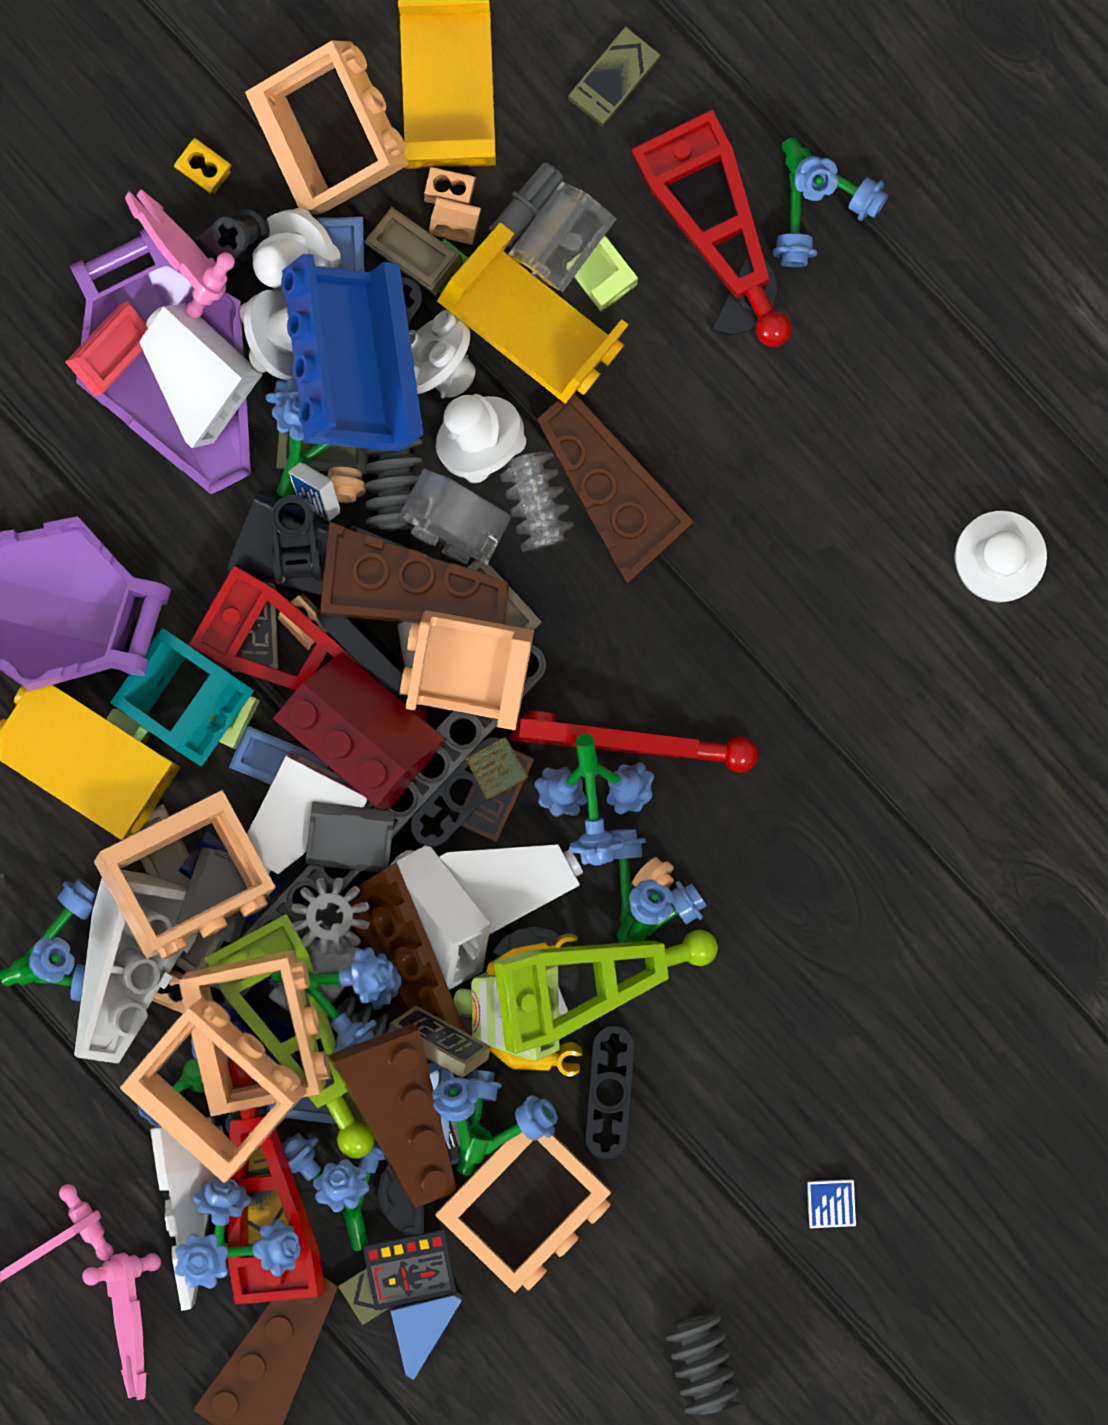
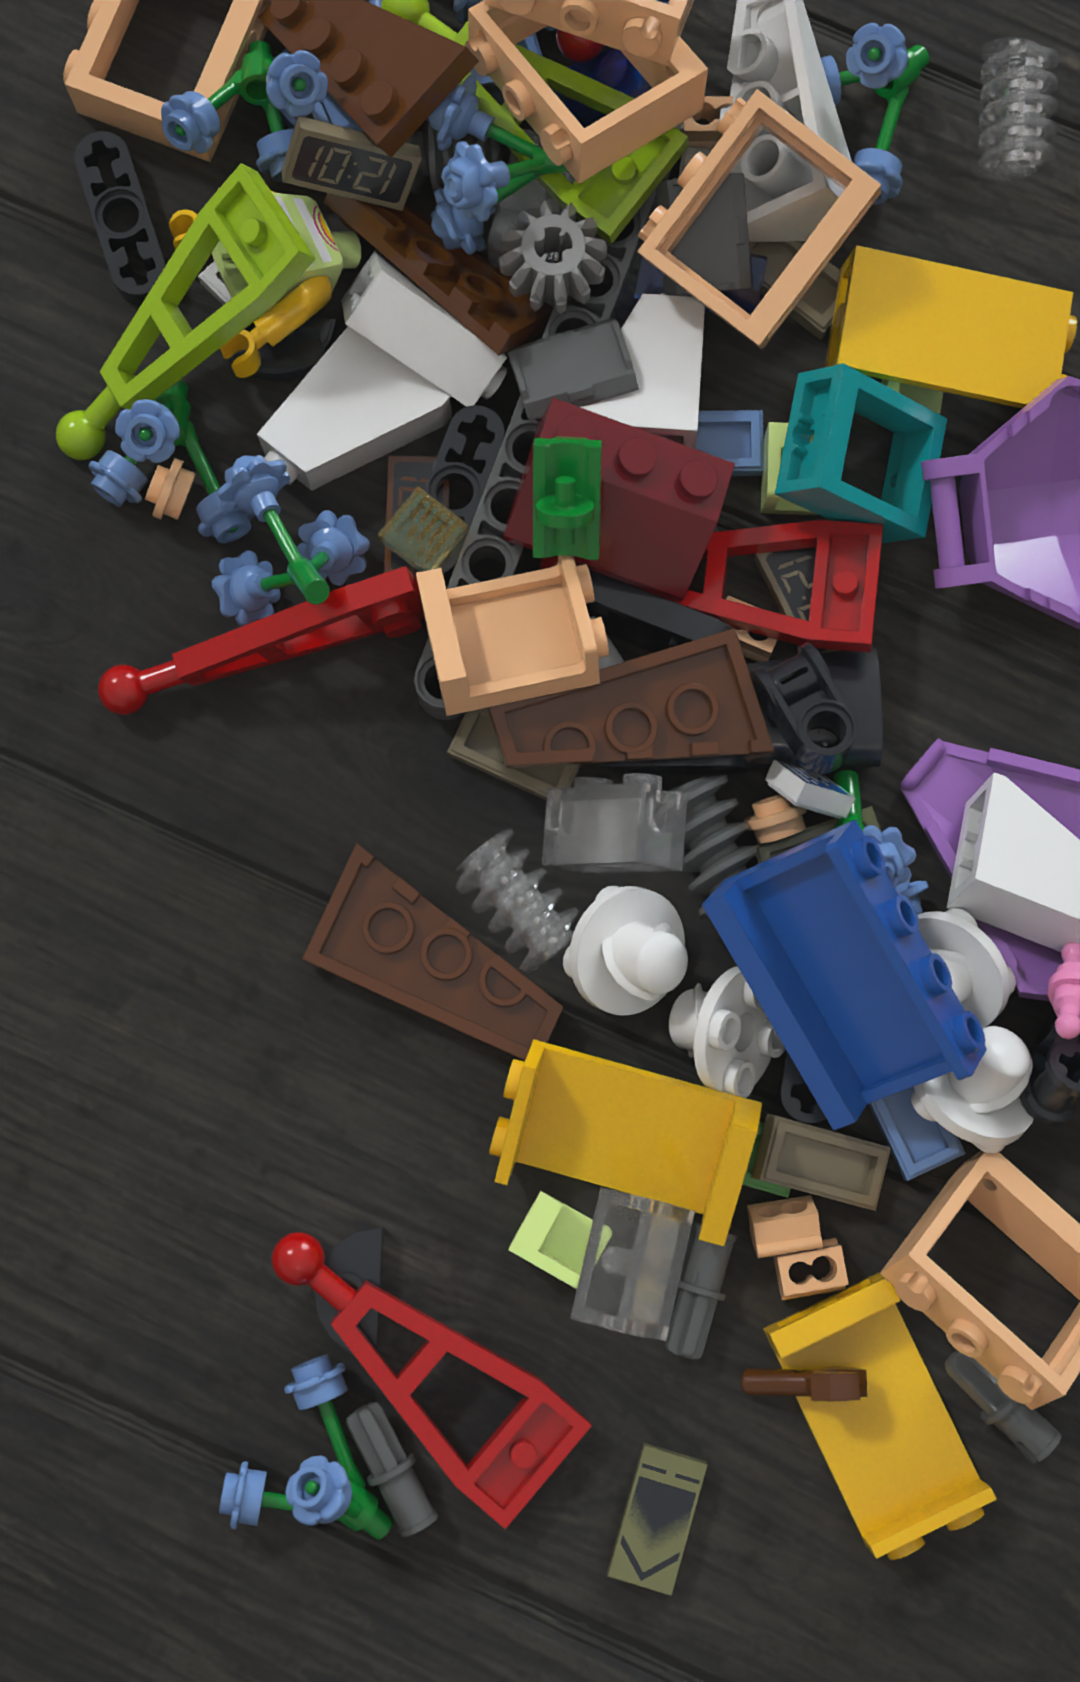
camera: 155 degrees right, 5 degrees down
(356, 29) = (1023, 1426): none -> dark grey axle
(396, 731) = (566, 497): none -> green hips
(473, 111) = (820, 1384): none -> reddish brown bar
(769, 176) = (391, 1469): none -> dark grey axle

